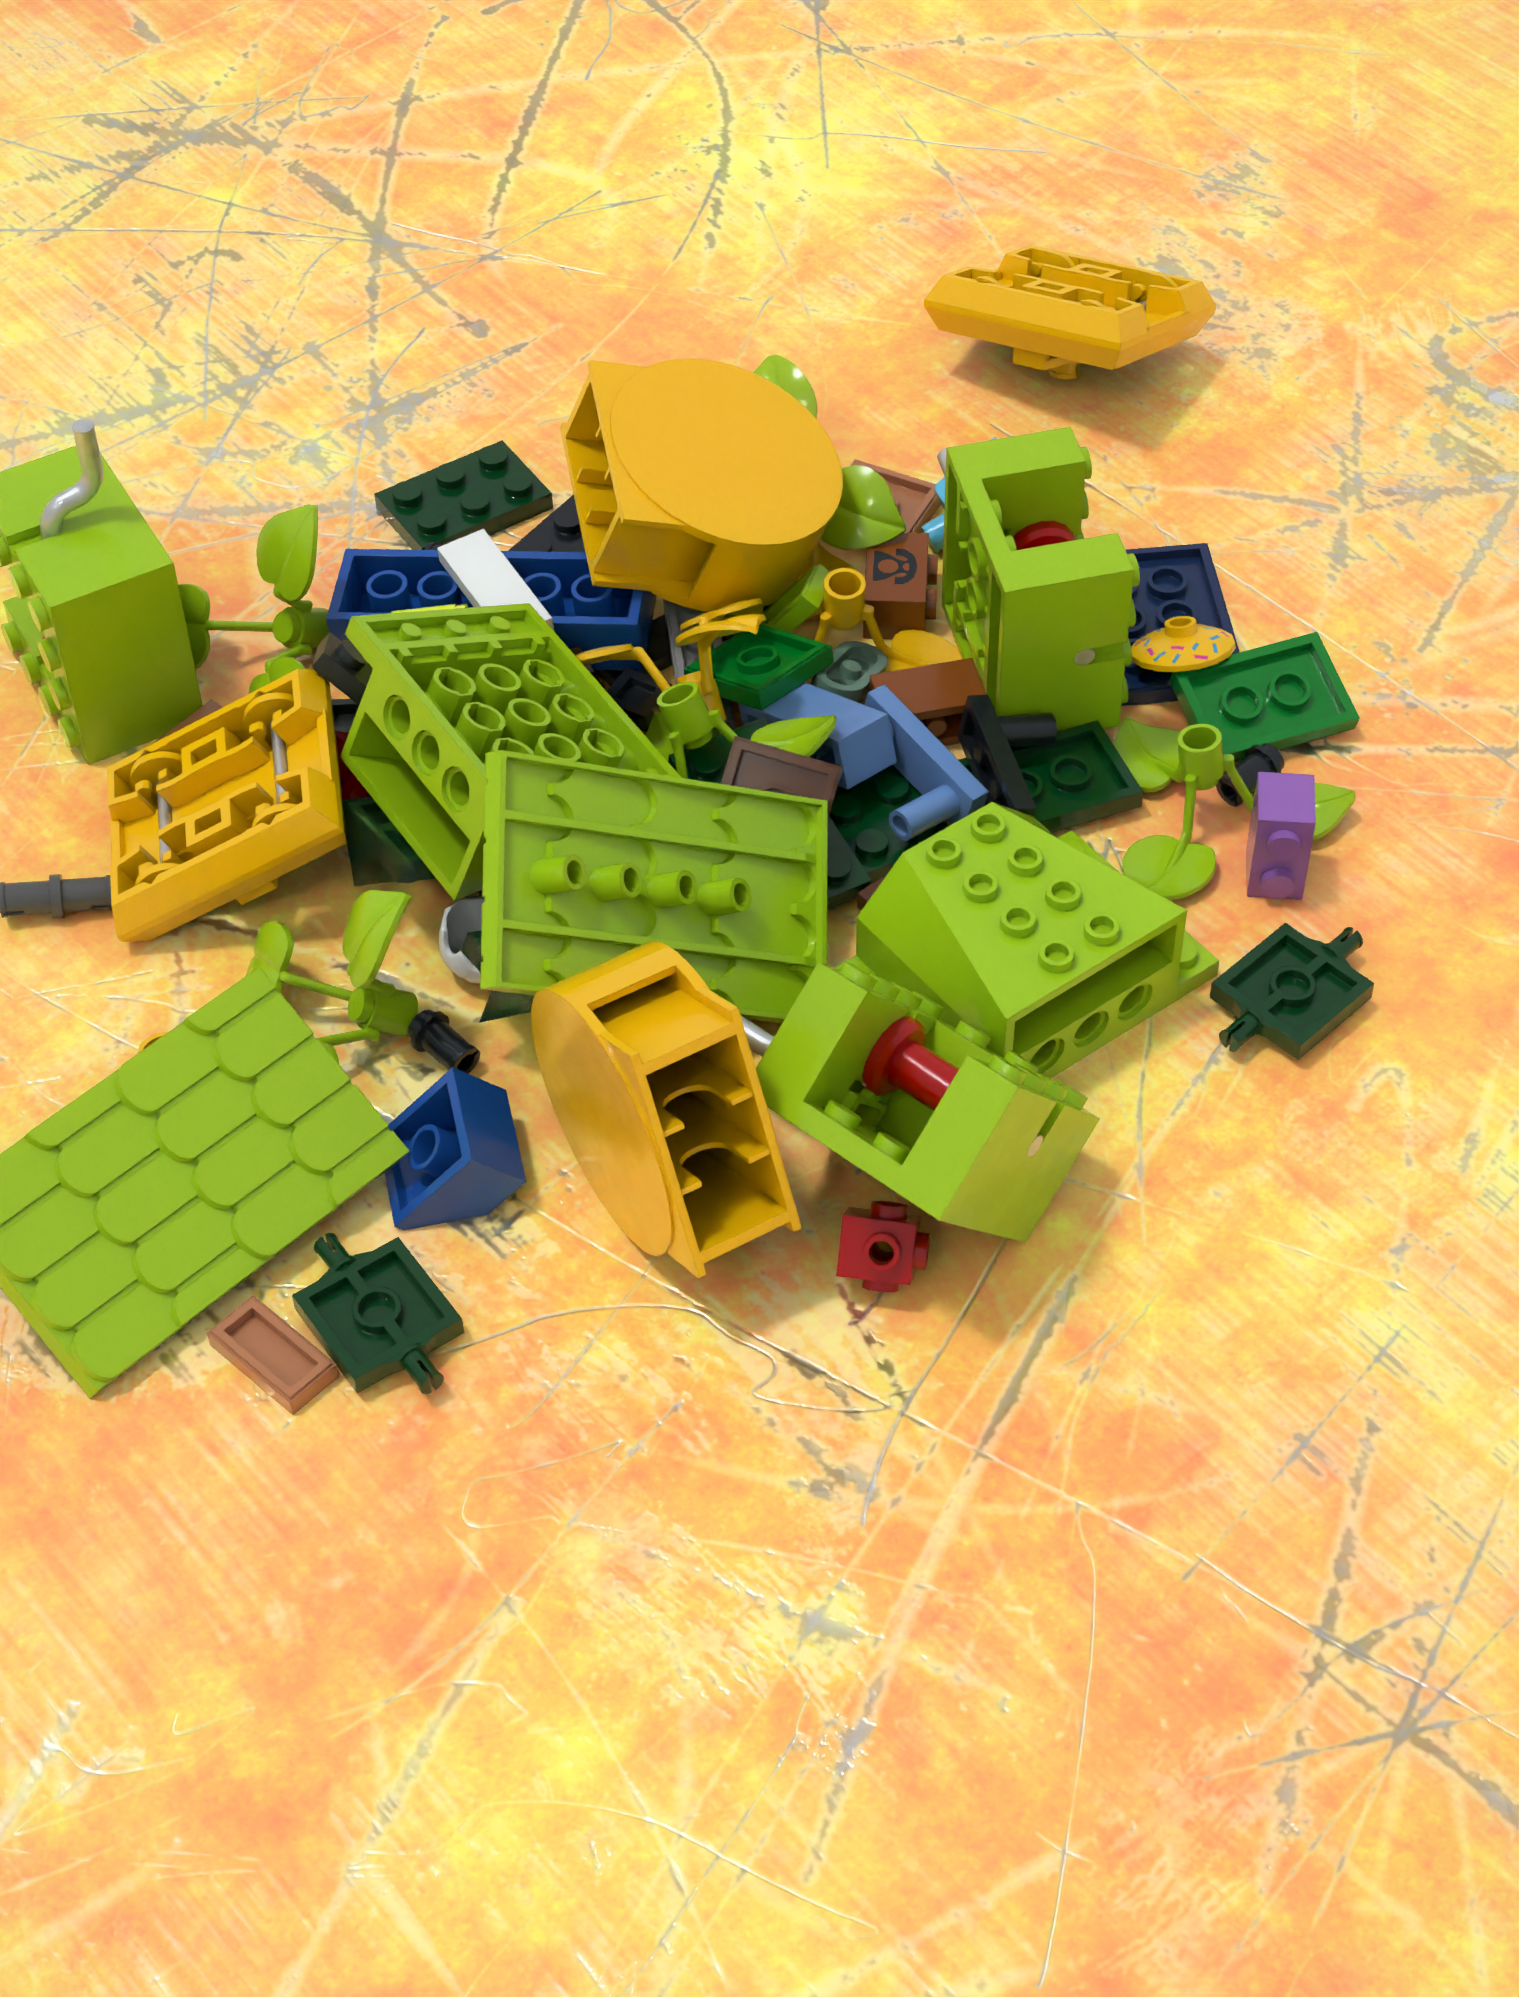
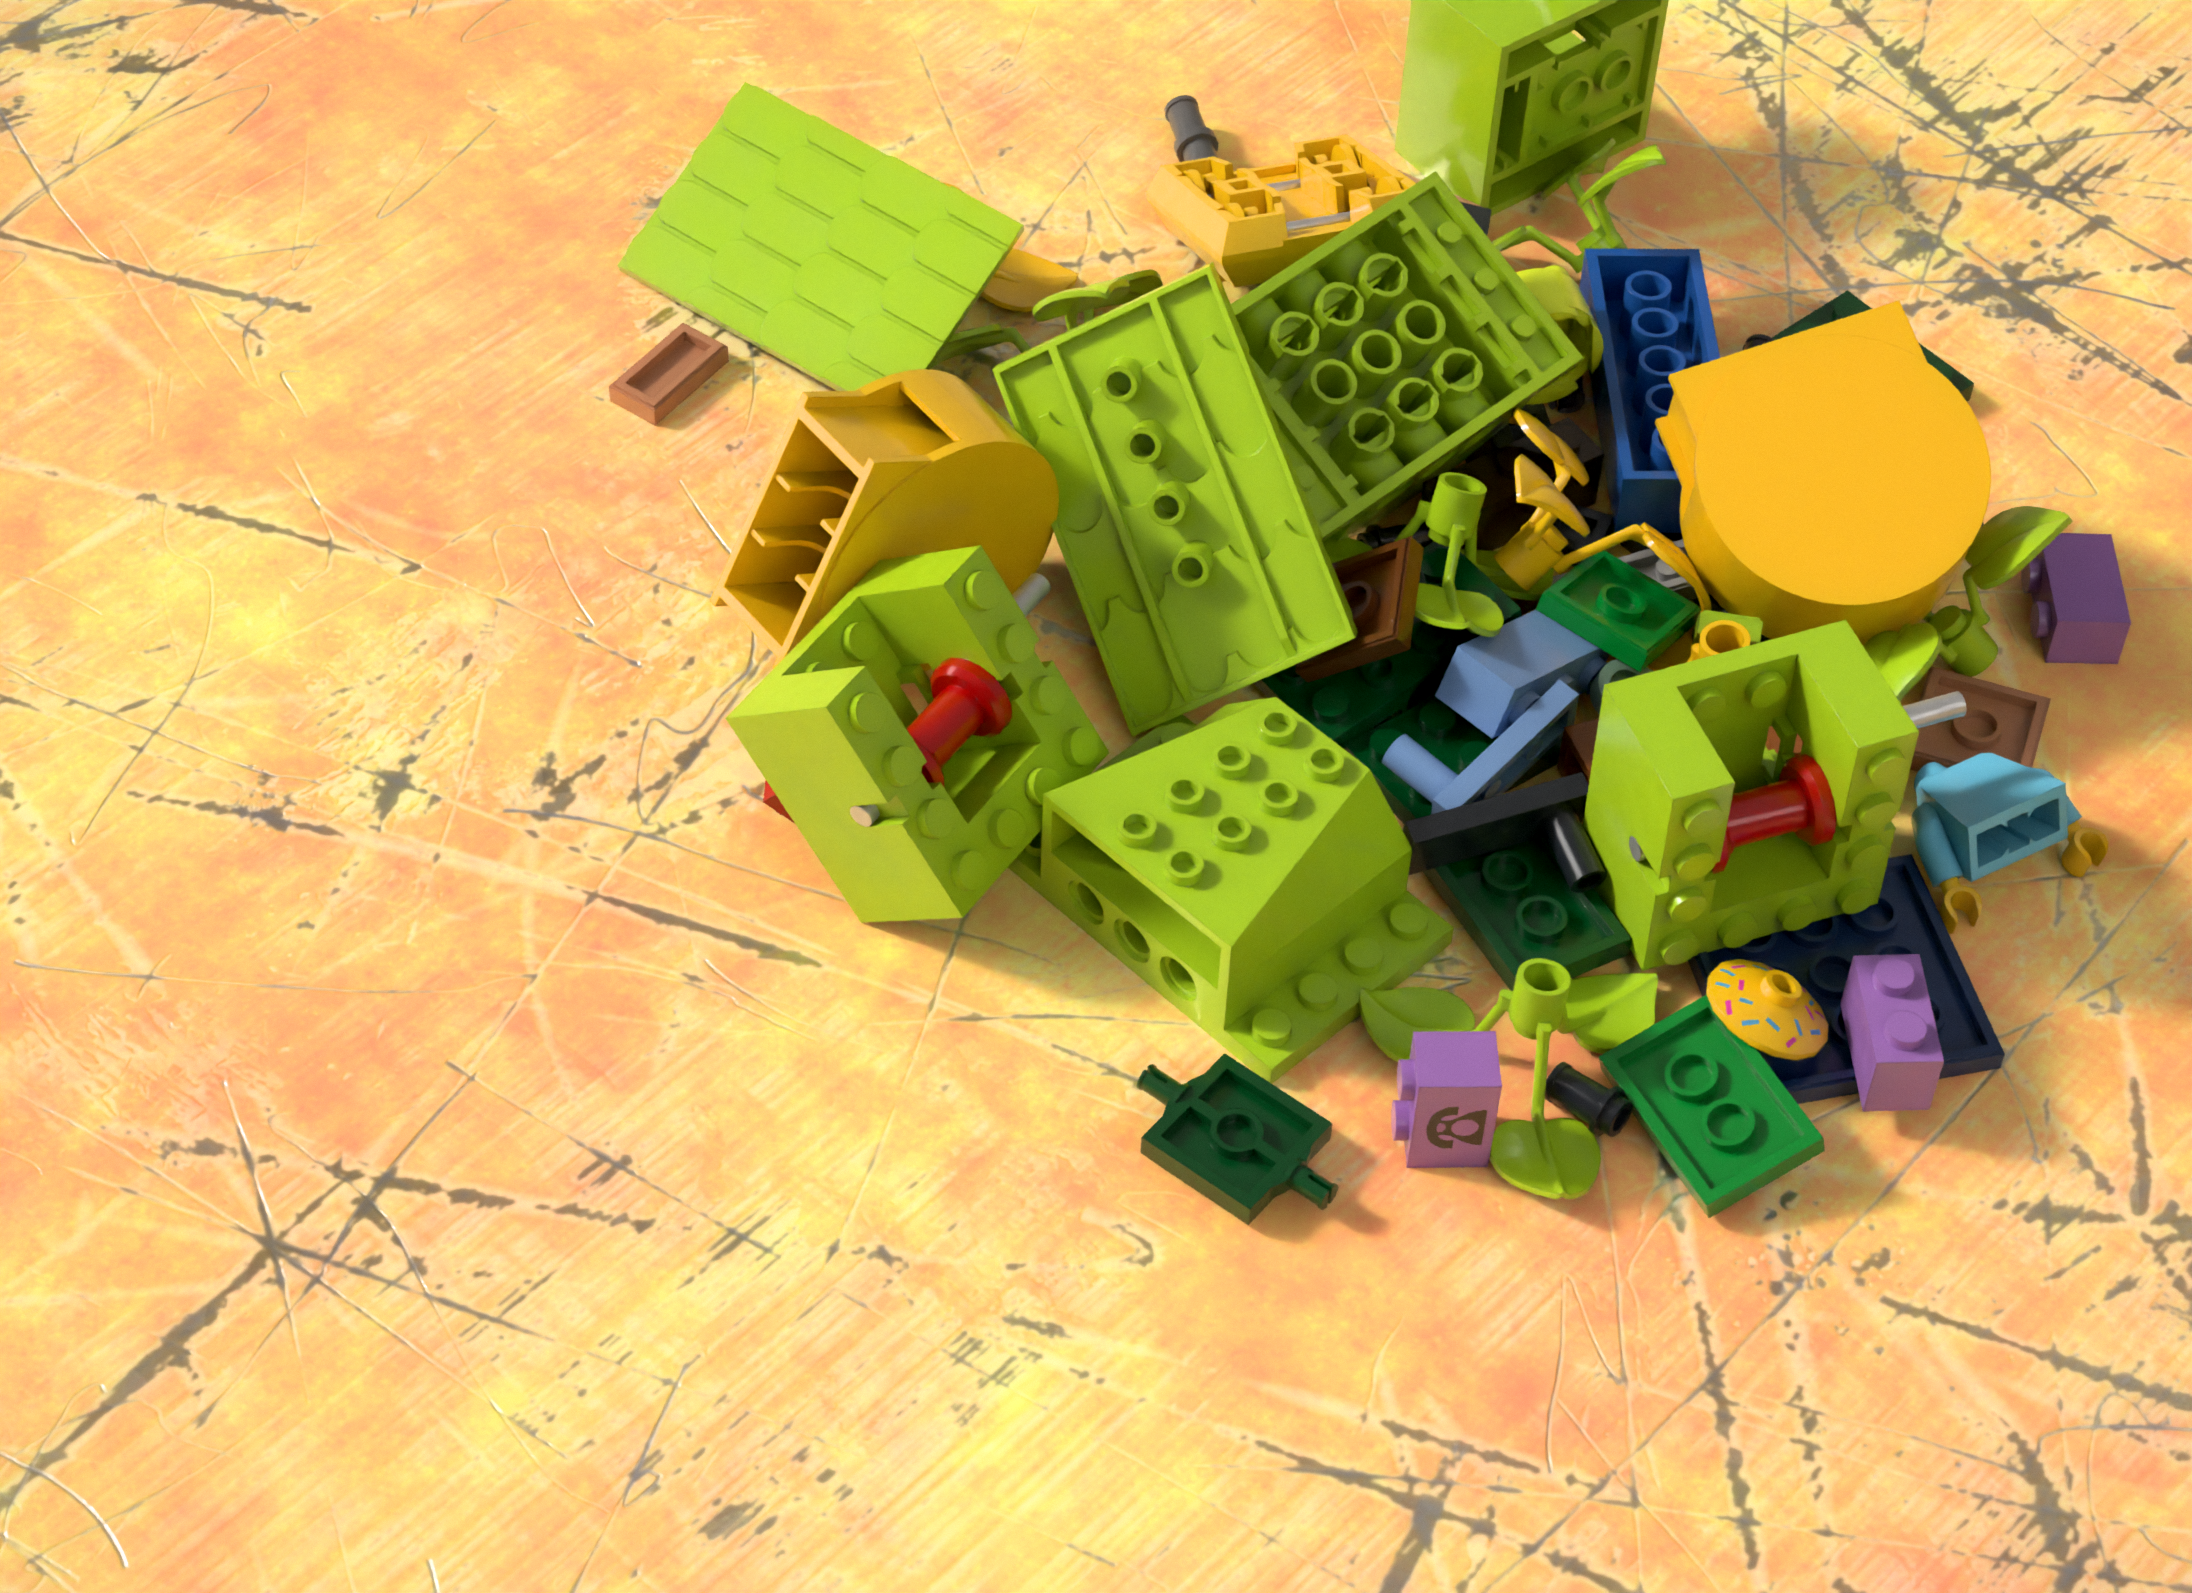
camera: 80 degrees right, 0 degrees up
(377, 1314) = (709, 429): dark green plate -> none
(486, 574) = (1646, 357): white tile -> none
(1215, 580) = (1891, 1032): none -> medium lavender brick

